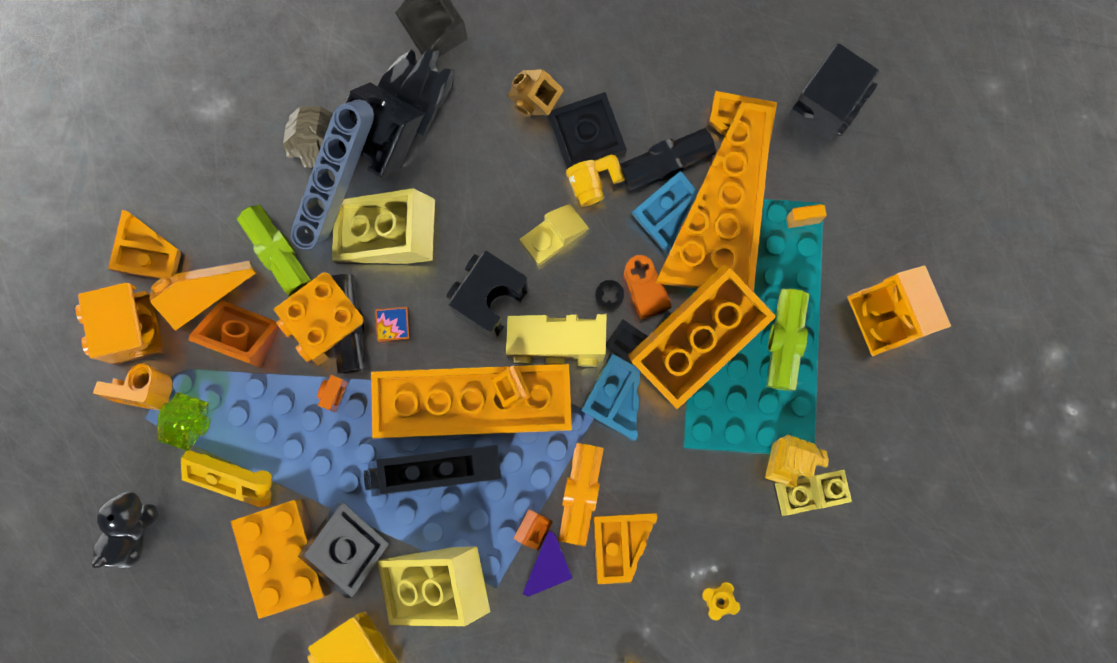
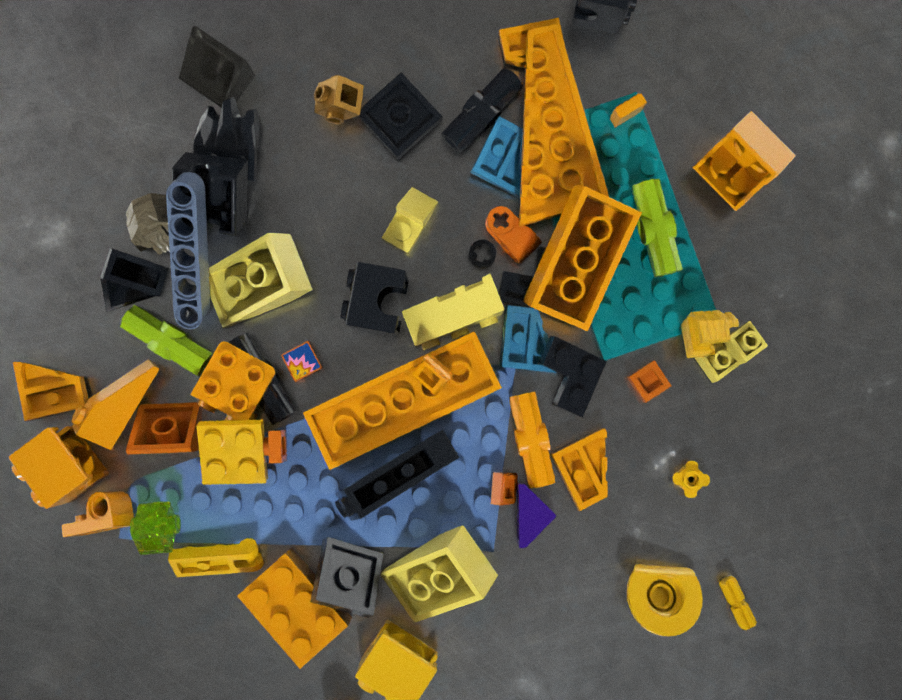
camera: 25 degrees left, 5 degrees up
(121, 526) = (142, 642): black animal -> none
(265, 179) = (130, 279): none -> black slope
(288, 381) = (232, 452): none -> yellow plate
(586, 180) = (419, 160): yellow piece -> none
(655, 448) = (580, 374): none -> black plate
(720, 487) = (649, 381): none -> orange tile

